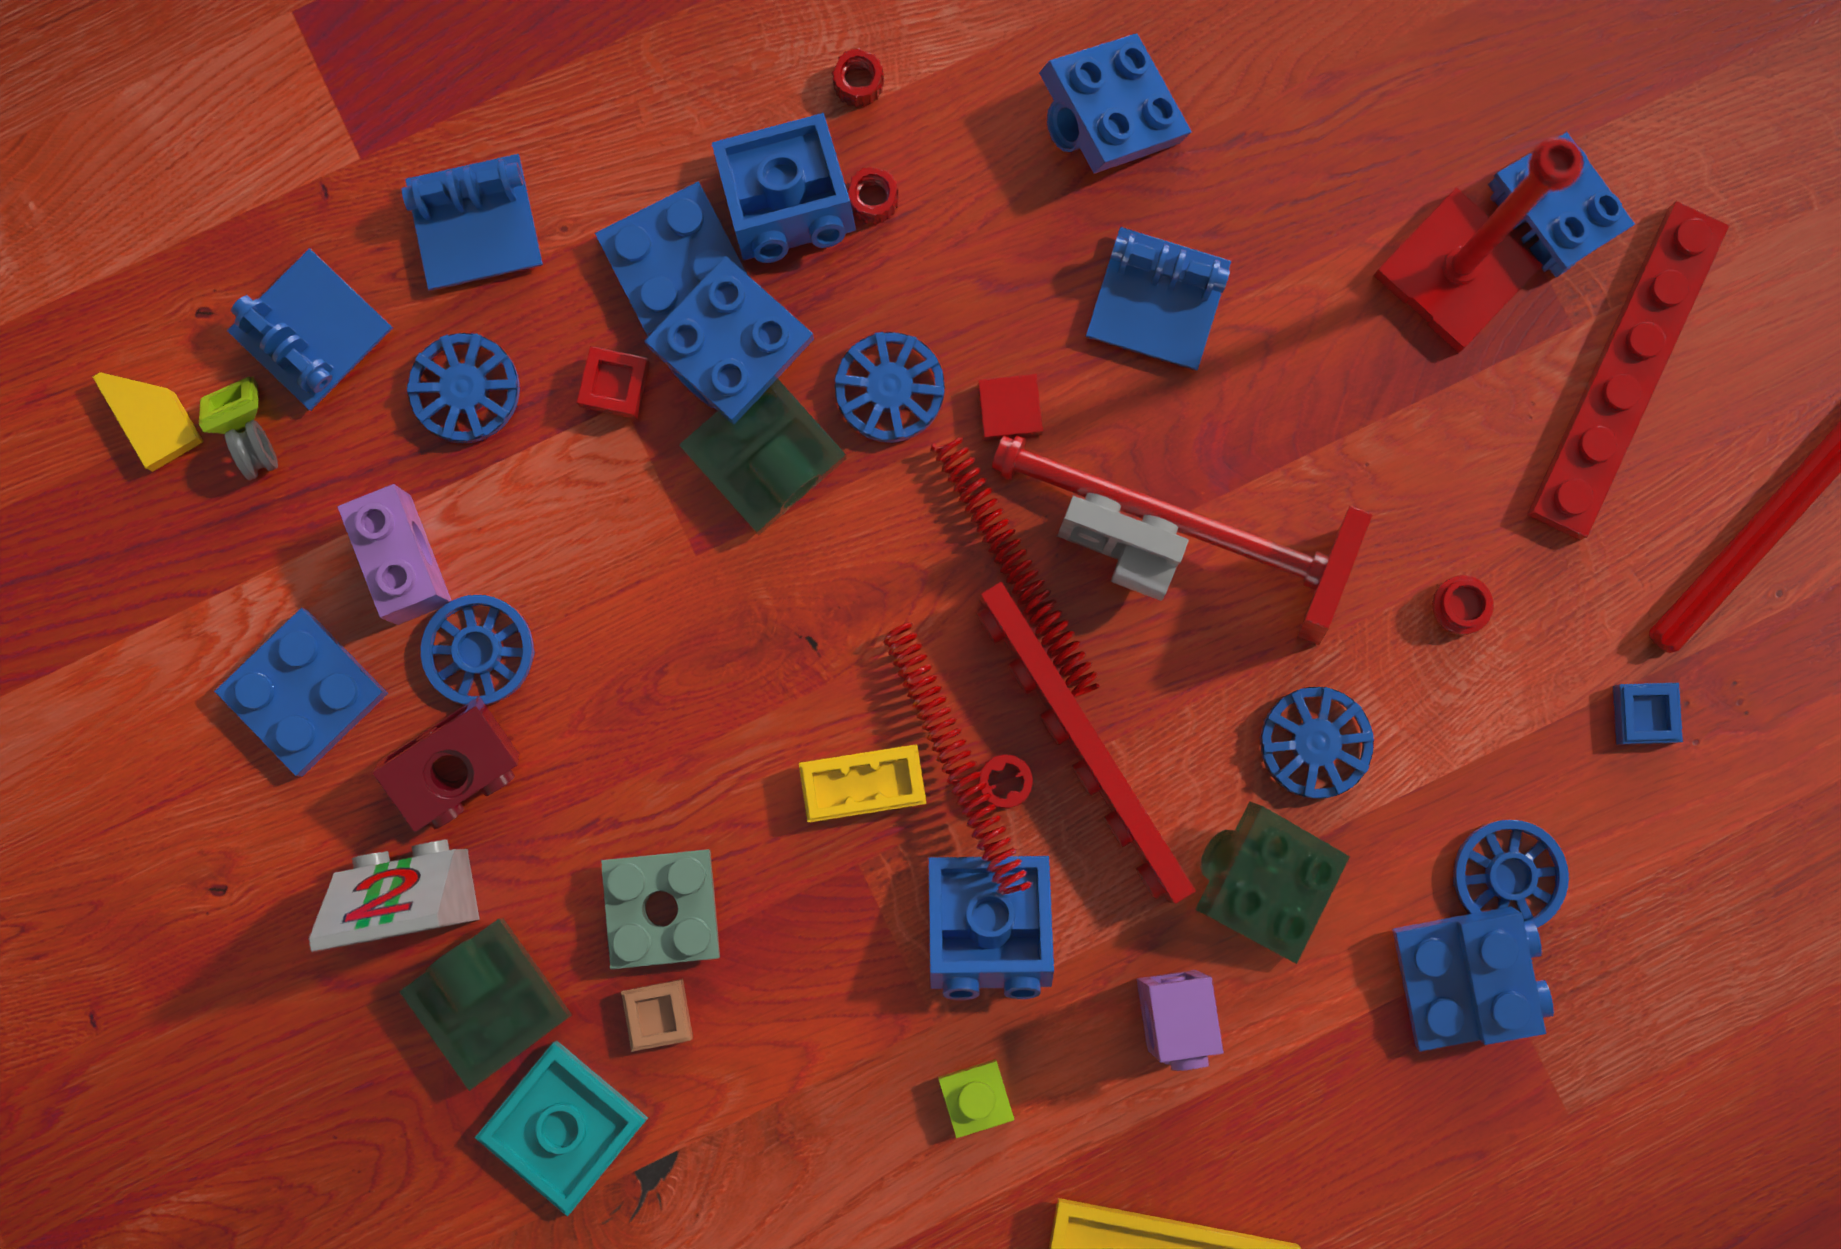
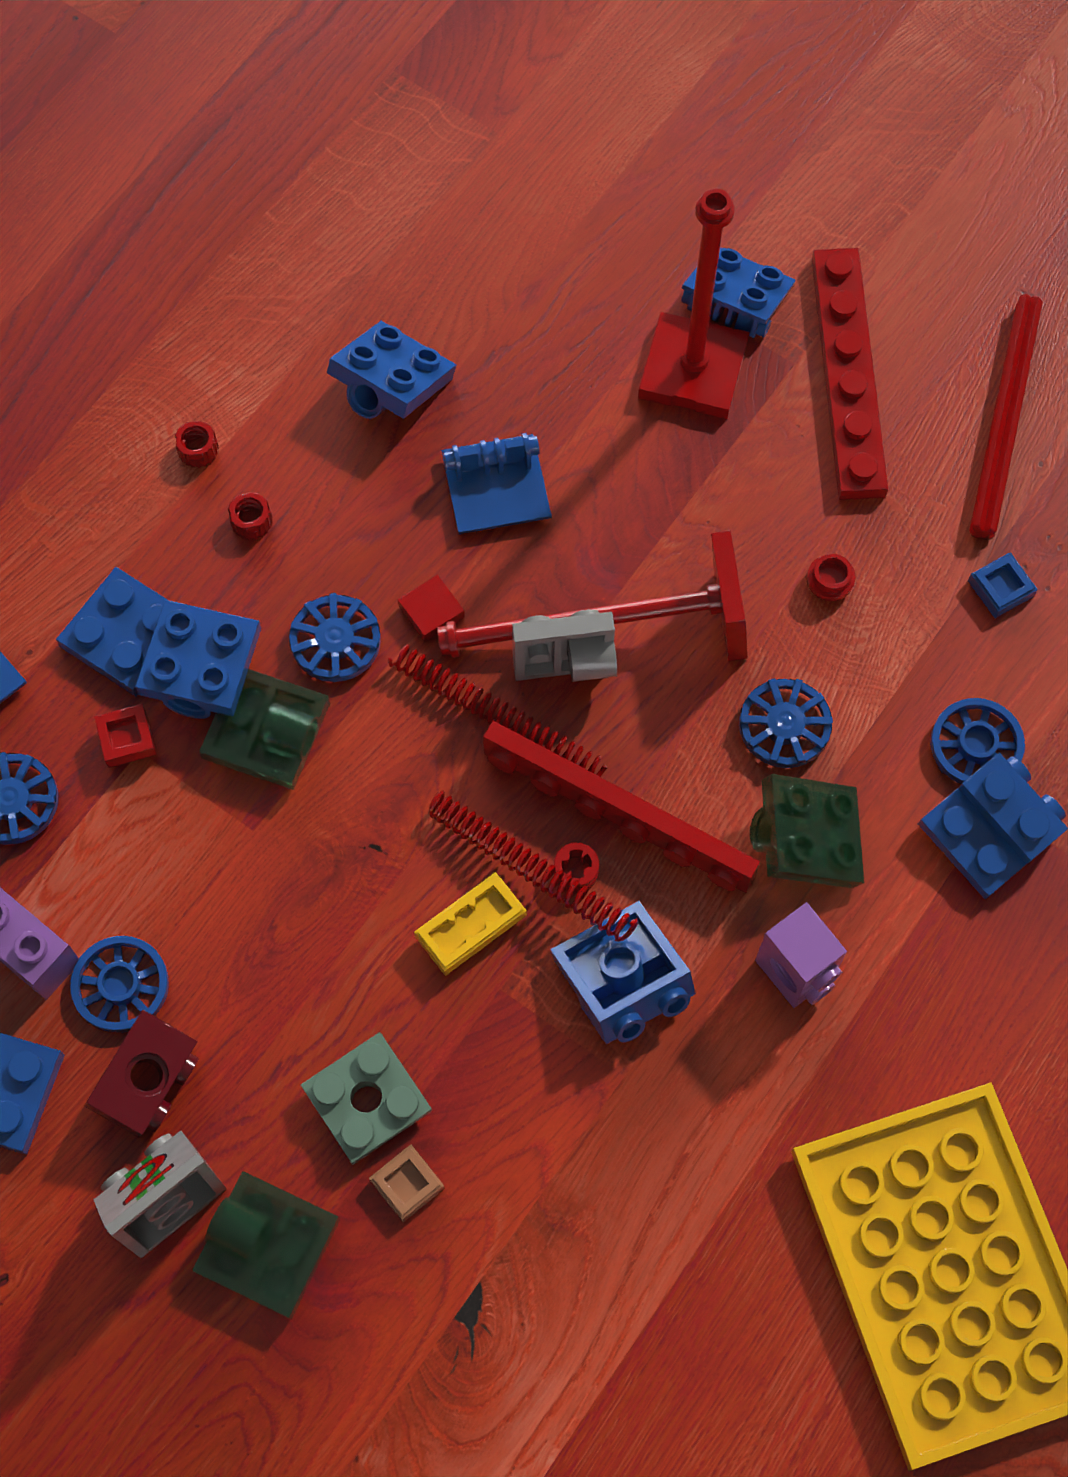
camera: 30 degrees left, 15 degrees down
(561, 1128) = (378, 1312): teal tile -> none
(784, 188) = (183, 539): blue plate -> none
(976, 1098) = (687, 1111): lime plate -> none

